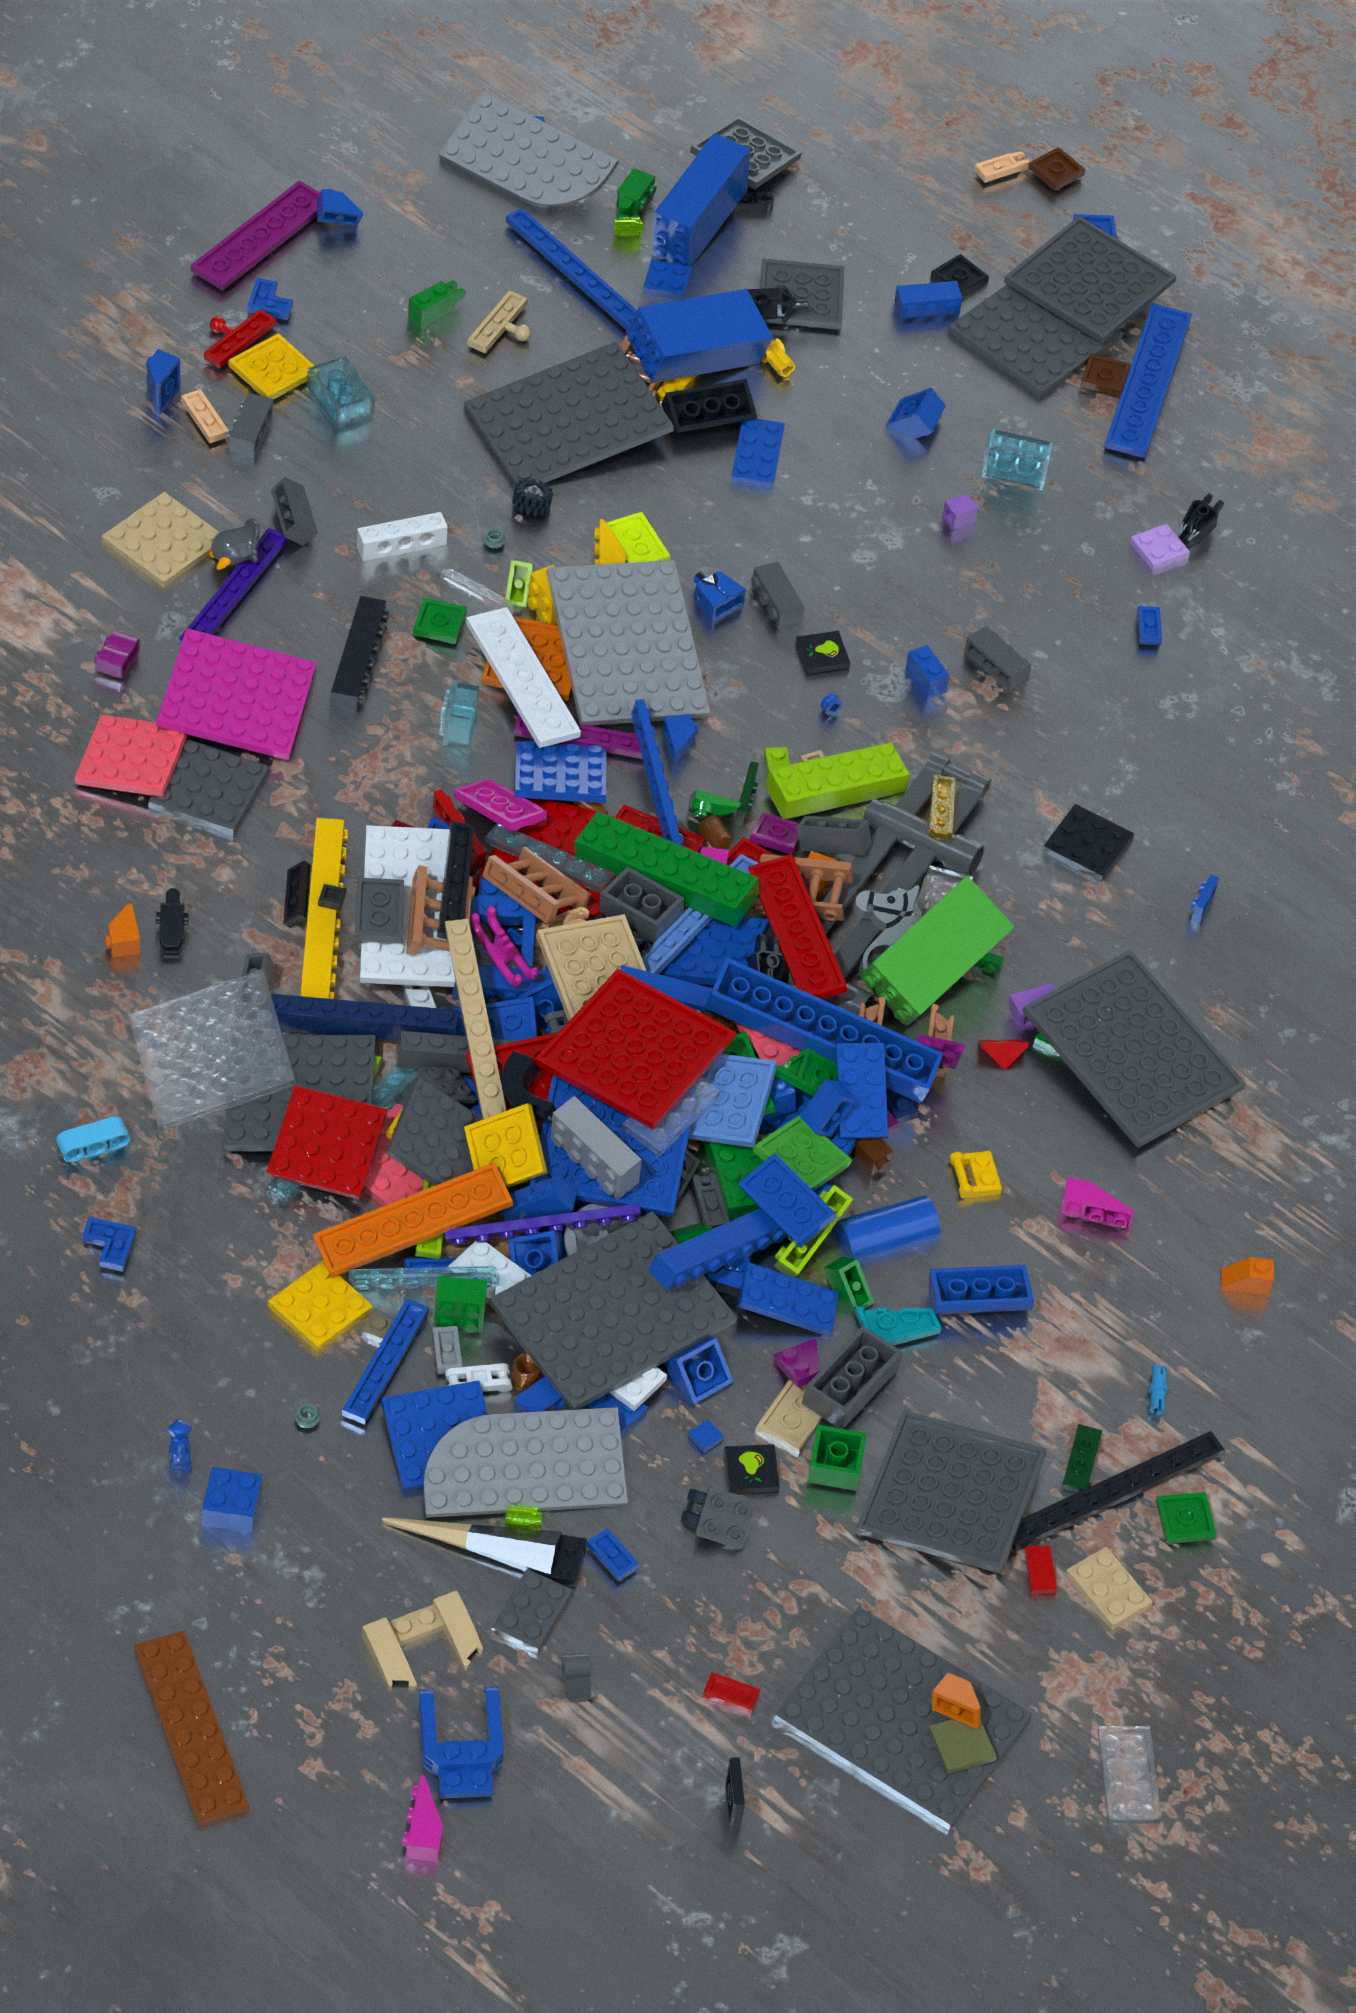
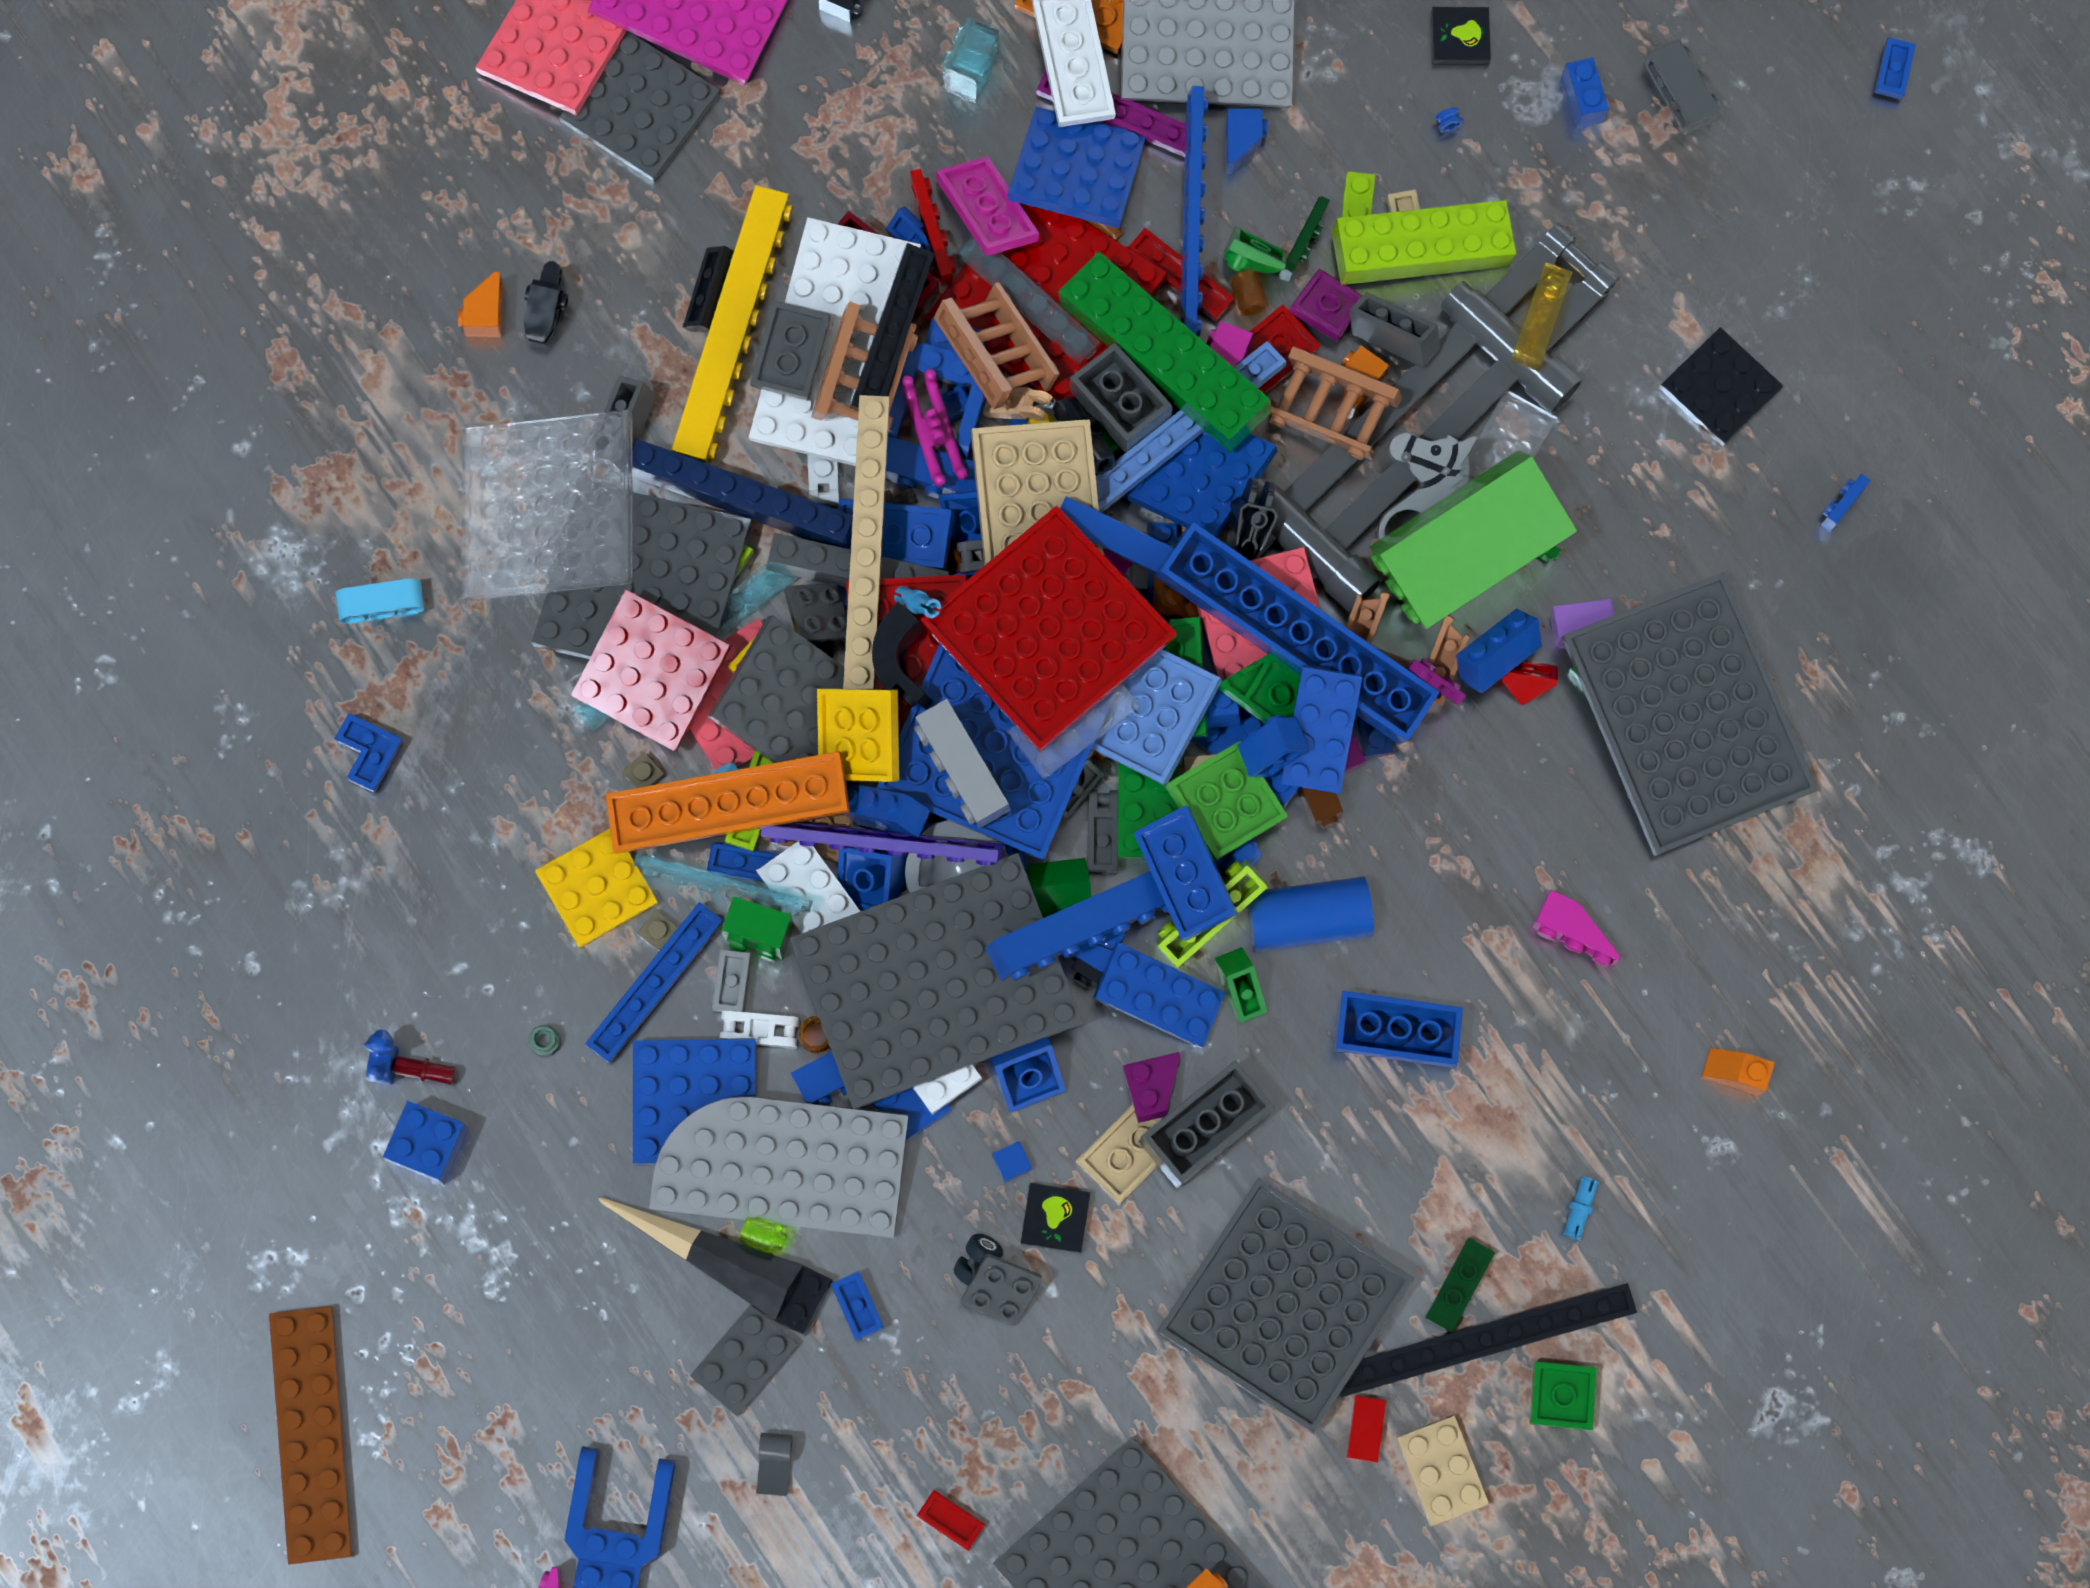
camera: 15 degrees right, 25 degrees up
(216, 1452) = (424, 1070): none -> dark red axle
(332, 897) = (744, 309): pearl dark grey tile -> none
(333, 1218) = (643, 772): none -> dark tan plate
(446, 1614) = (563, 1361): tan wedge -> none
(531, 1047) = (917, 601): none -> dark azure pin
(798, 928) = (1304, 474): red plate -> none
(837, 1457) = (1158, 1231): green brick -> none
(899, 1325) = (1283, 1054): teal wing -> none
(979, 1025) = (1499, 650): none -> blue brick
(982, 1171) = (1451, 853): yellow plate -> none

